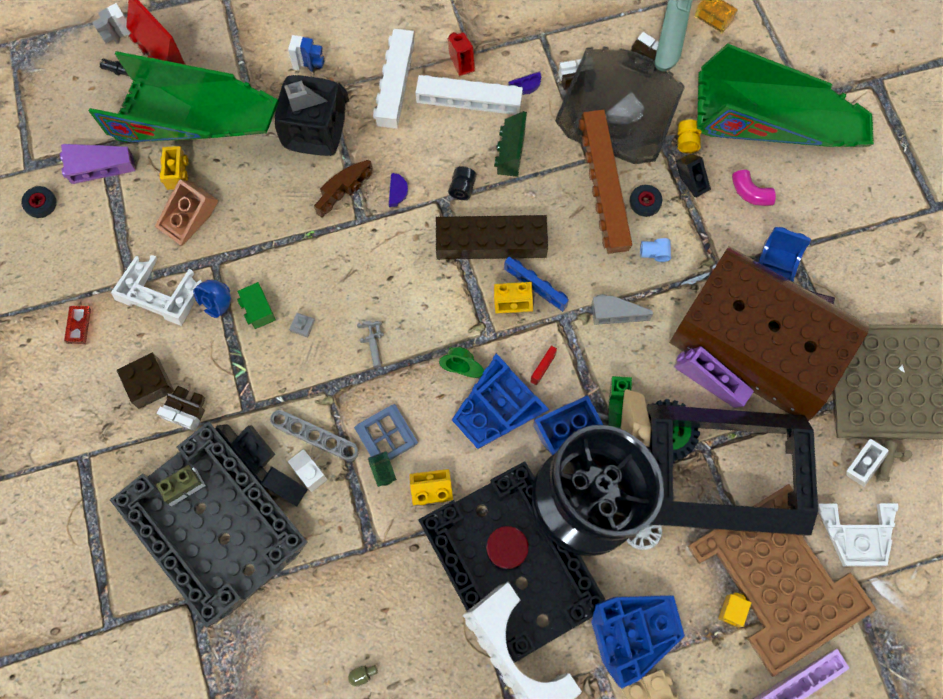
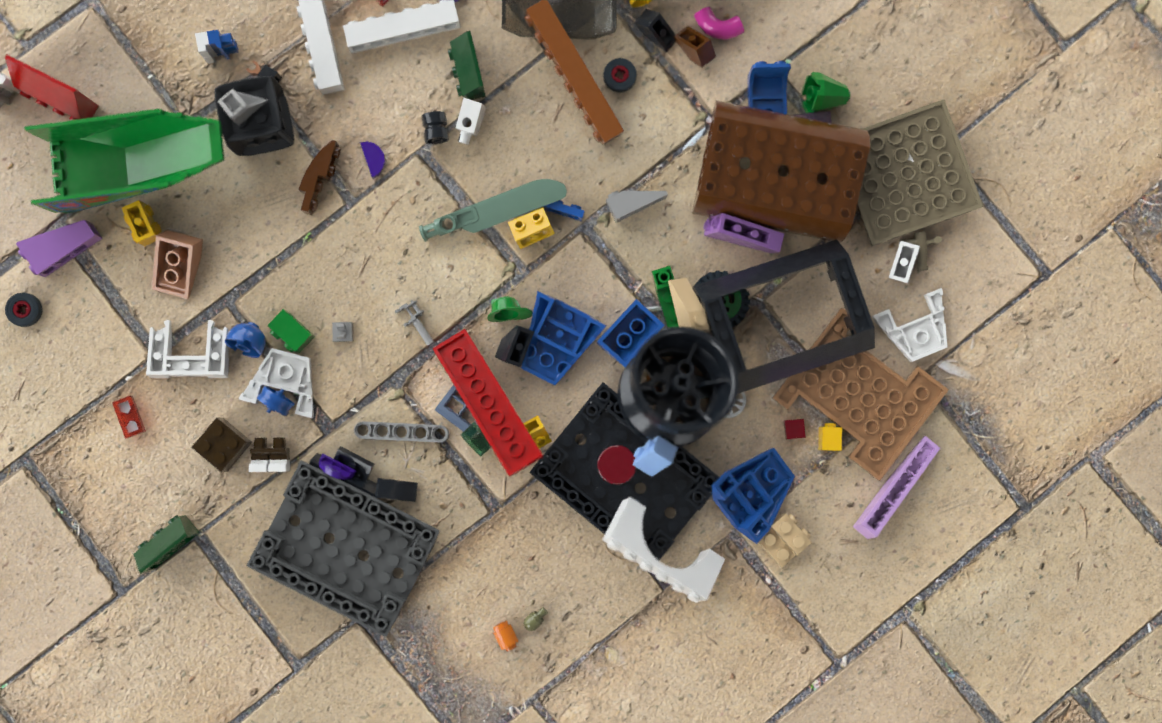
camera: 30 degrees left, 15 degrees up
(47, 451) = (164, 543): none -> dark green slope
(112, 66) = (19, 134): black pin -> none
(179, 484) = (303, 527): olive hips -> none
(212, 359) = (275, 401): none -> blue wheel
(235, 341) = (284, 372): none -> white wing
(237, 443) = (335, 468): none -> dark purple tile
(307, 470) = (409, 466): white slope -> none
(324, 679) = (505, 636): none -> orange brick
(406, 439) = (487, 403): none -> red plate
(454, 395) = (514, 346): none -> black slope
(490, 268) = (499, 208): none -> sand green piece
(491, 237) = (486, 173): dark brown brick -> none
(496, 186) = (473, 112): none -> white torso
(543, 365) = (584, 283): red tile -> none
(548, 550) = (654, 456): none -> light blue brick
(659, 249) = (650, 123): light blue piece -> none
(700, 586) = (794, 429): none -> dark red tile
(725, 200) = (696, 46): none -> reddish brown slope
(833, 280) = (823, 93): none -> green cone

